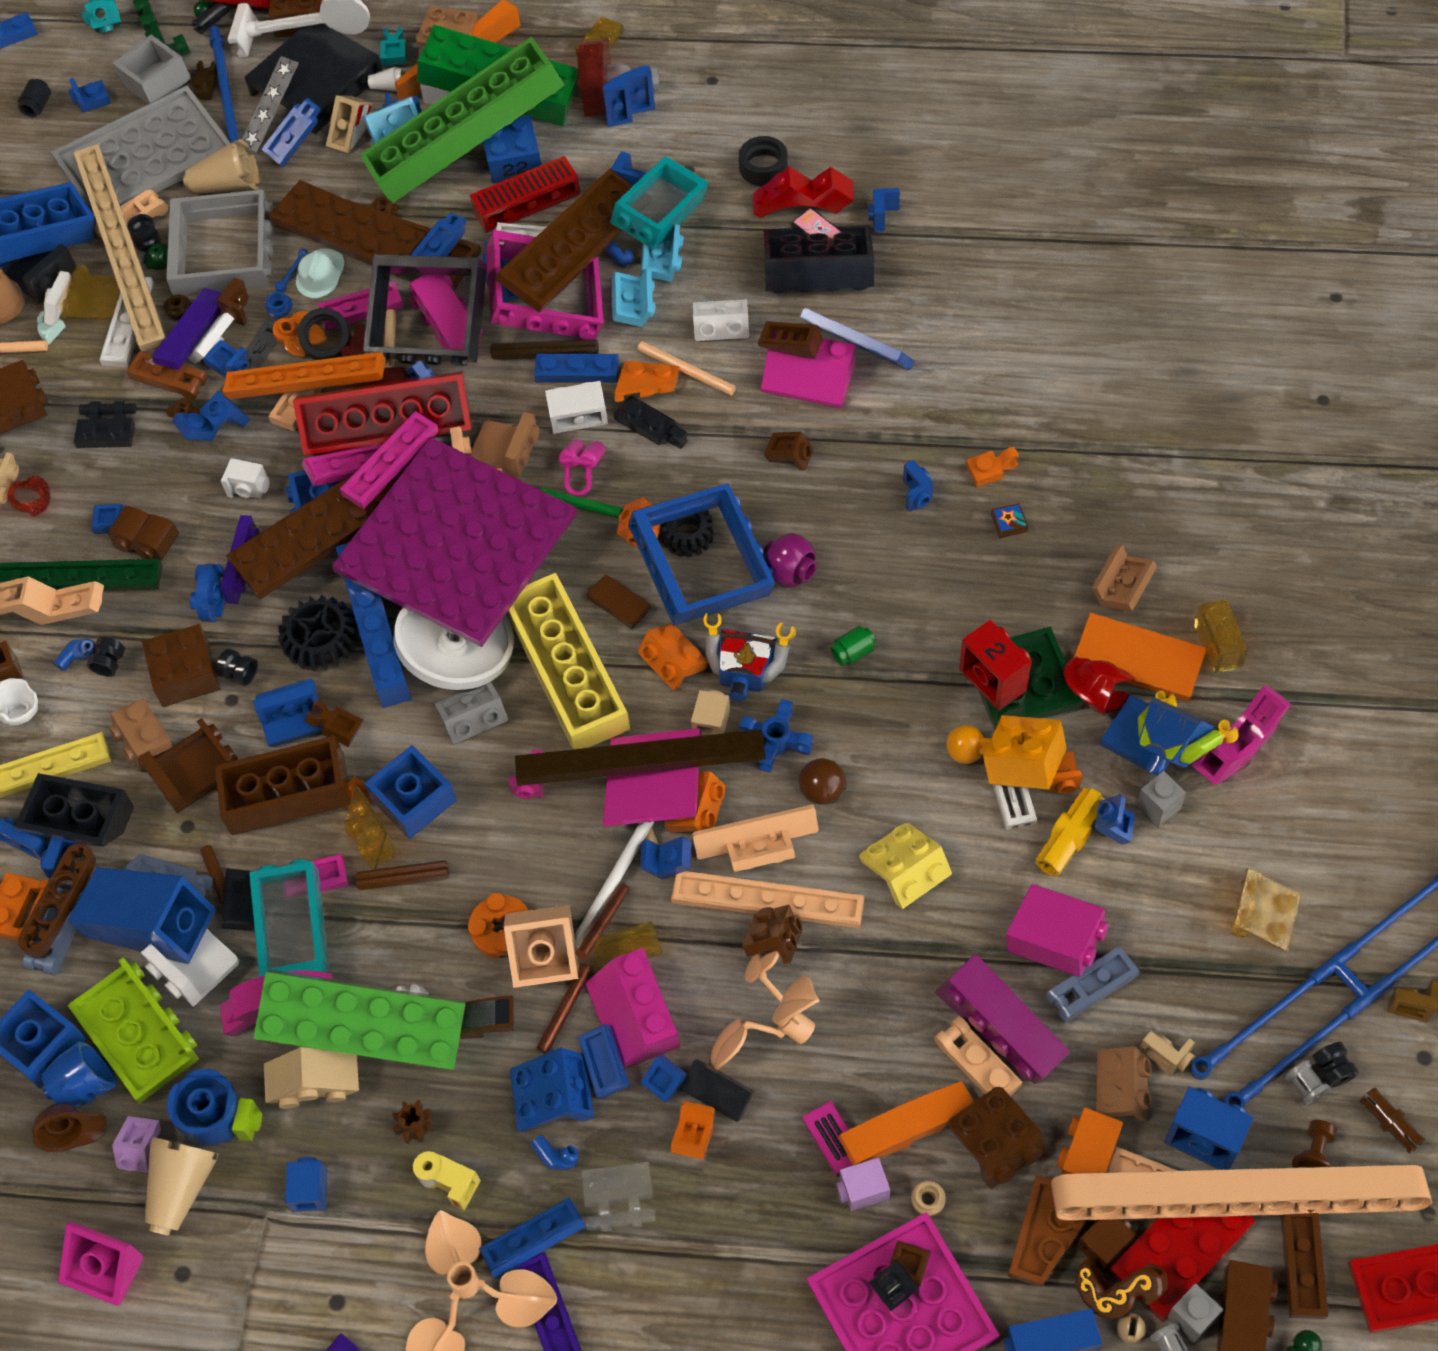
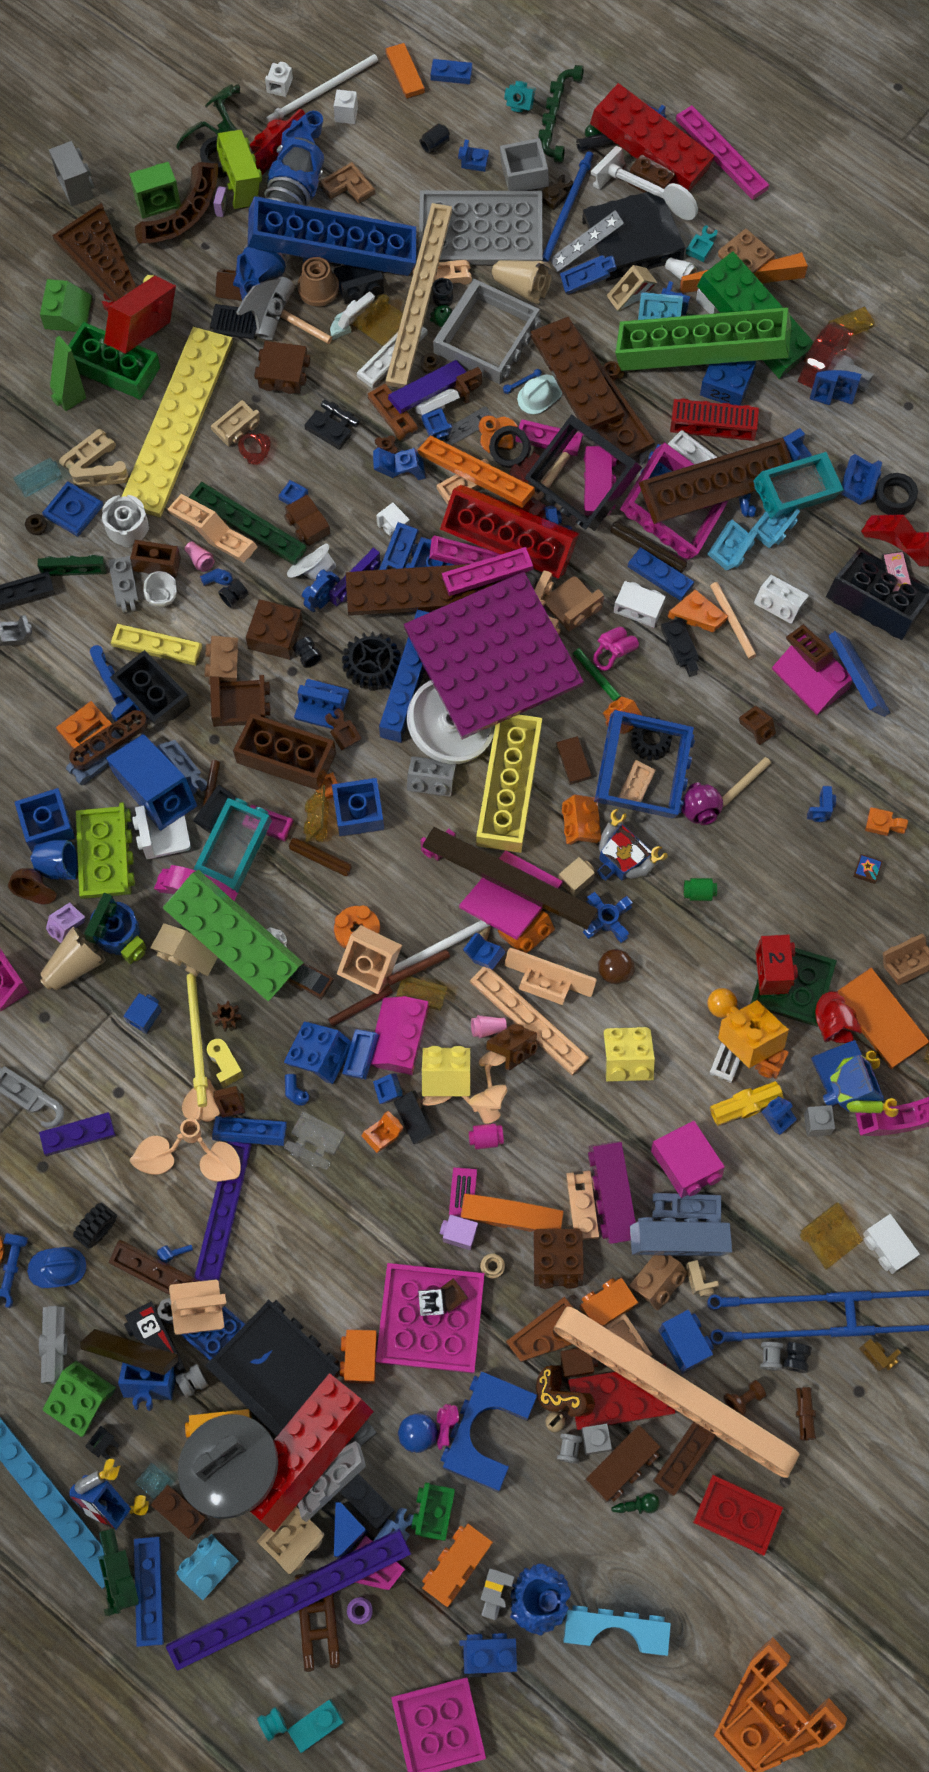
camera: 30 degrees right, 10 degrees up
(40, 642) = (200, 557): none -> bright pink cone
(181, 573) = (313, 563): none -> white piece
(184, 1114) = (97, 925): none -> dark green plate
(270, 496) = (399, 547): none -> blue plate
(278, 304) = (496, 398): blue plate -> none
(432, 1216) = (200, 1081): none -> light yellow bar
(442, 237) = (627, 424): blue hinge -> none
(485, 1217) = (229, 1101): none -> reddish brown bracket
(704, 577) = (637, 782): none -> light nougat plate
(718, 166) = (860, 479): none -> blue bracket
(719, 1011) = (446, 1071): none -> light yellow brick
(726, 936) = (485, 1026): none -> bright pink cone
(814, 1056) = (486, 1136): none -> dark pink brick
(818, 510) = (745, 781): none -> tan bar
(1114, 1019) = (680, 1238): none -> sand blue brick
(1334, 877) = (890, 1244): none -> white brick

